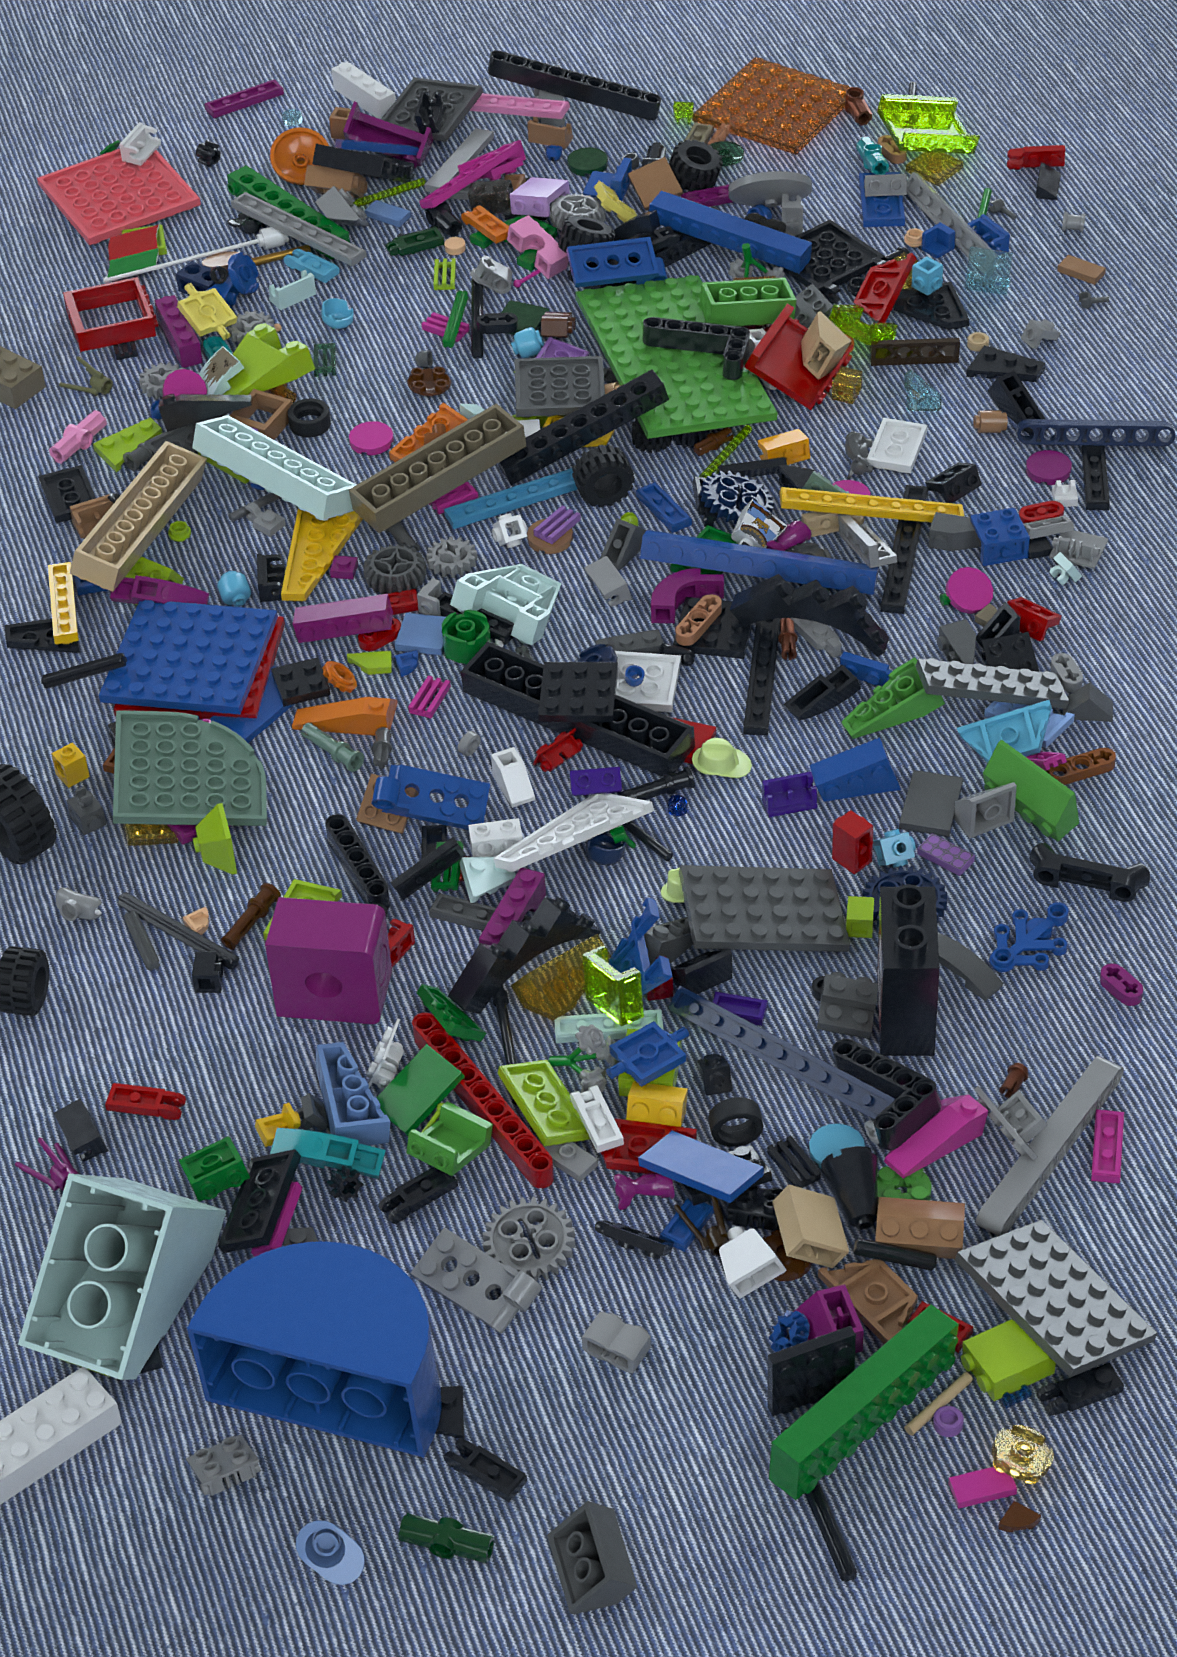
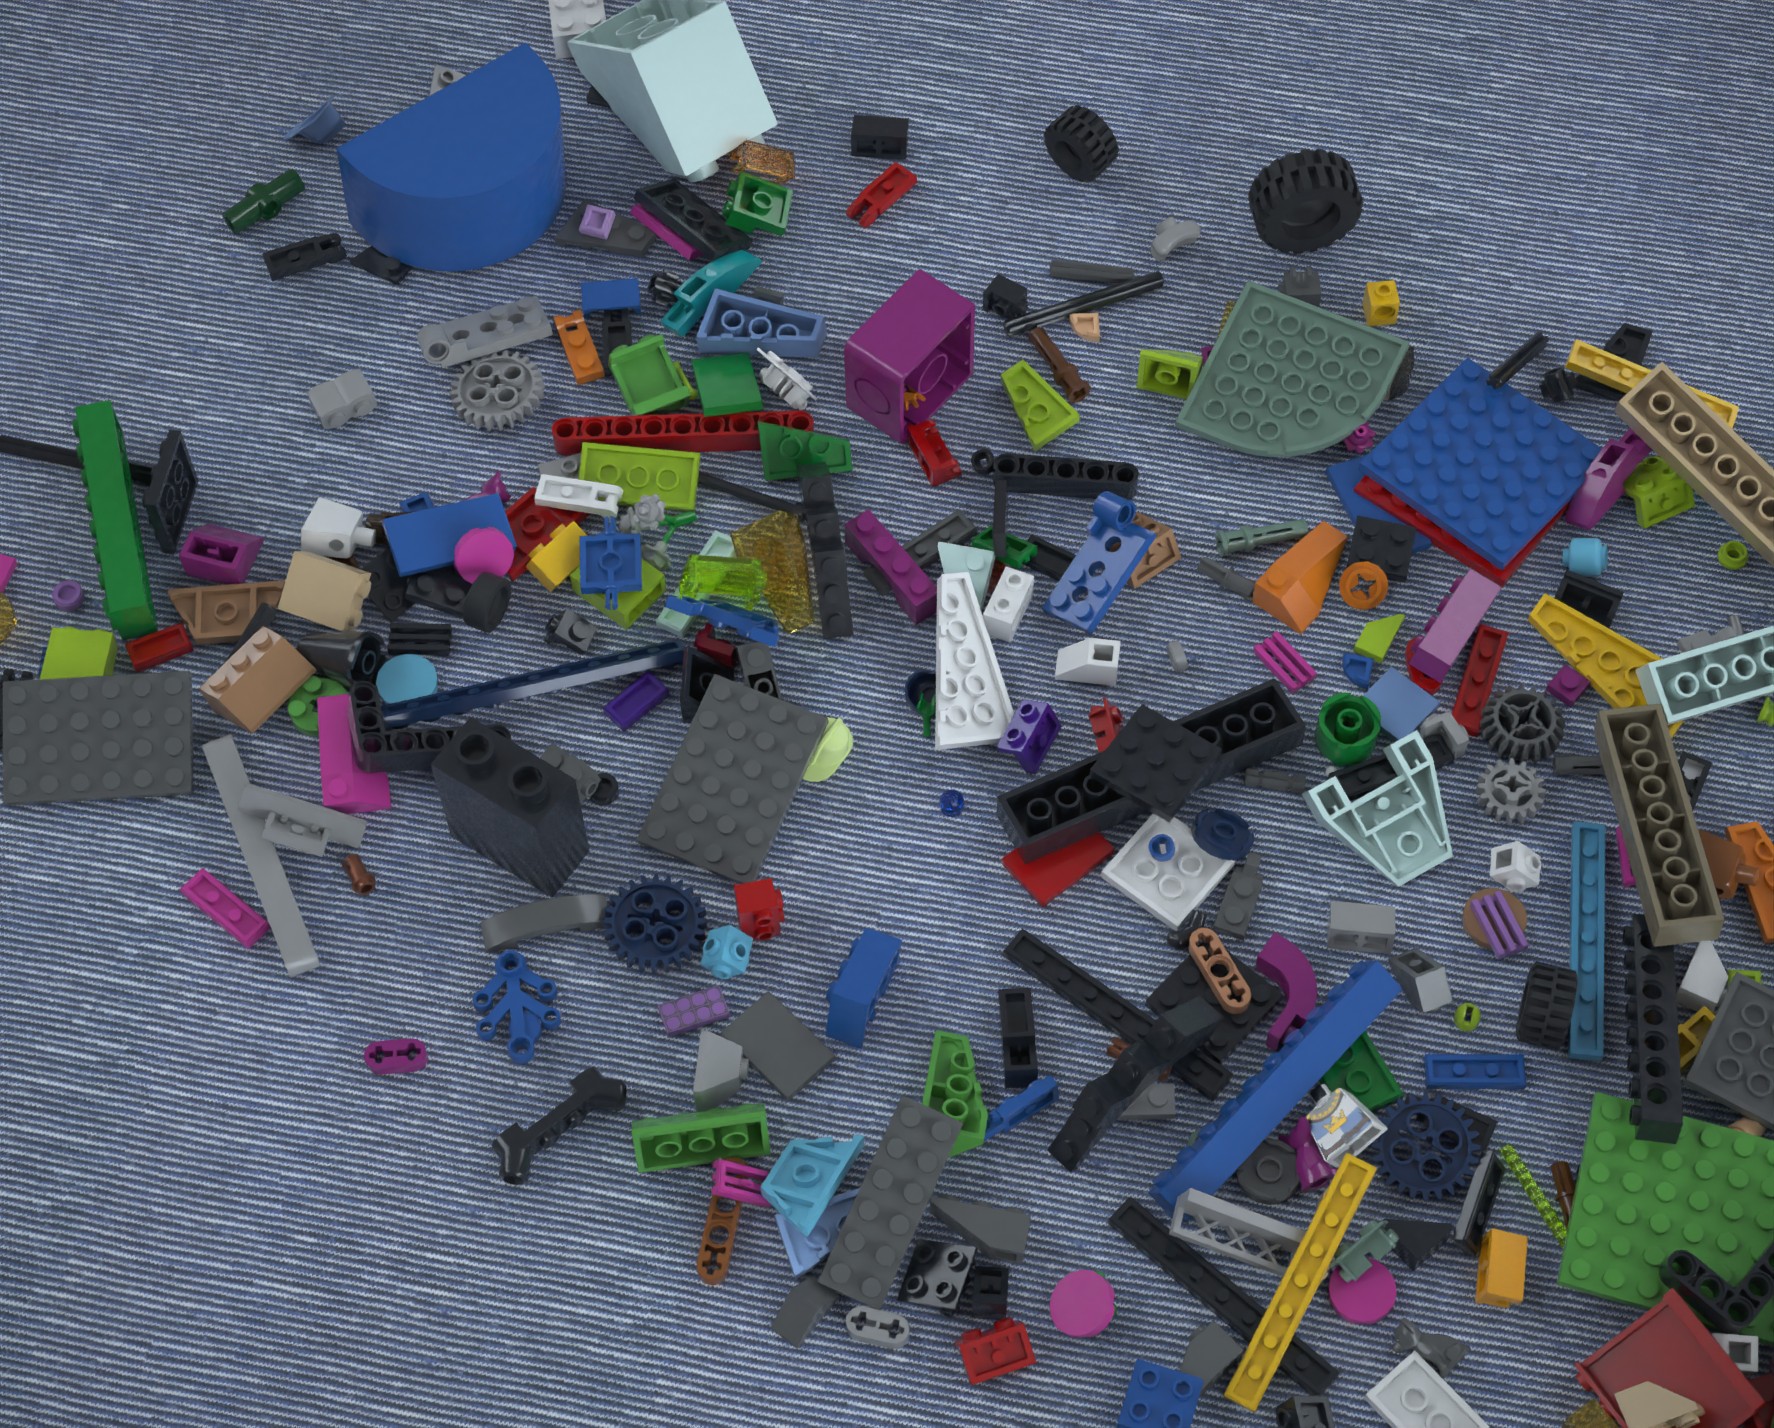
camera: 120 degrees right, 15 degrees up
(59, 1171) = (840, 105): magenta plant -> none
(87, 650) = (1558, 384): none -> black gear
(169, 1174) = (765, 160): none -> clear orange hinge
(268, 1125) = (772, 271): yellow bracket -> none
(380, 1215) = (610, 295): none -> blue hinge
(445, 1213) = (579, 347): none -> orange plate
(591, 1559) = (159, 282): dark grey slope -> none
(630, 1238) = (434, 468): black hinge -> none
(648, 840) = (912, 750): black bar -> none
(667, 784) = (984, 802): black pin -> none
(701, 1133) = (483, 552): none -> dark pink tile
(721, 759) = (986, 879): yellowish green piece -> none
(789, 794) = (885, 904): dark purple hinge -> none
(798, 1330) = (241, 522): blue gear -> none
(860, 917) = (662, 863): lime panel -> none
(942, 1400) = (89, 594): tan bar -> none
(985, 614) = (1031, 1306): dark tan tile -> none

